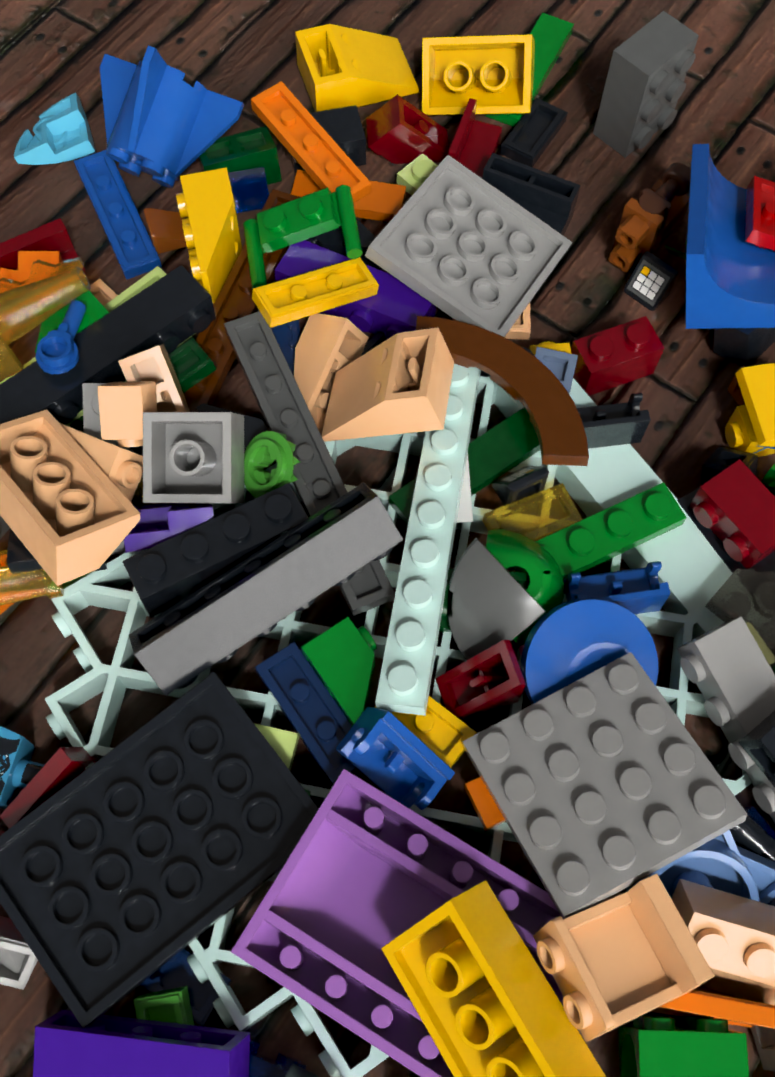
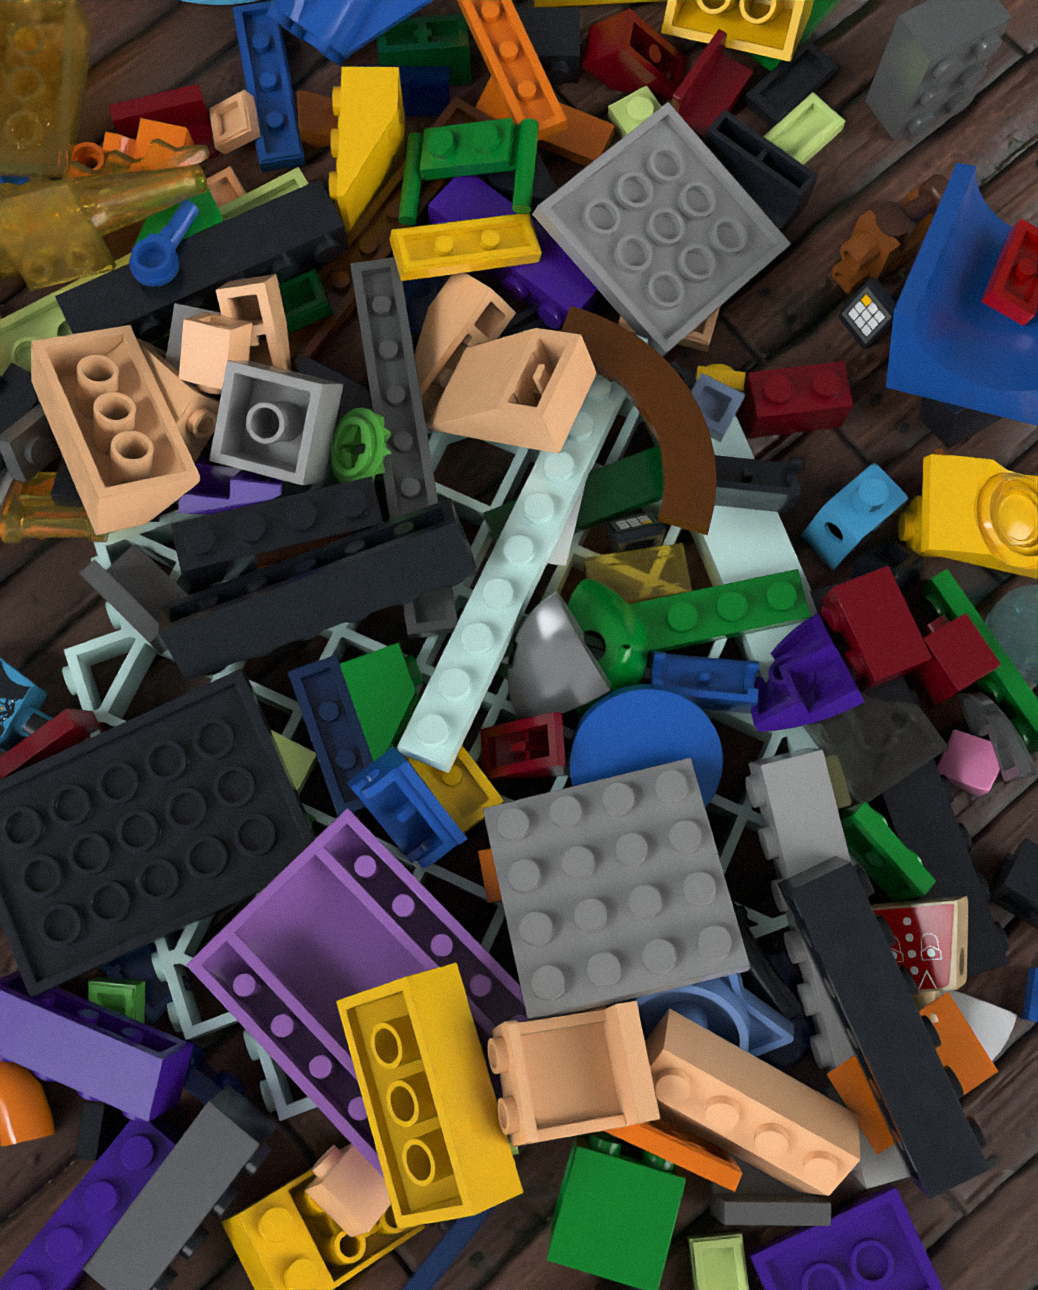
camera: 15 degrees right, 10 degrees up
(95, 244) = (234, 122): none -> light nougat tile
(101, 633) = (136, 591): none -> dark grey panel
(558, 157) = (806, 129): none -> yellowish green tile
(696, 425) = (858, 512): none -> dark azure torso
(701, 569) = (804, 681): none -> dark purple brick

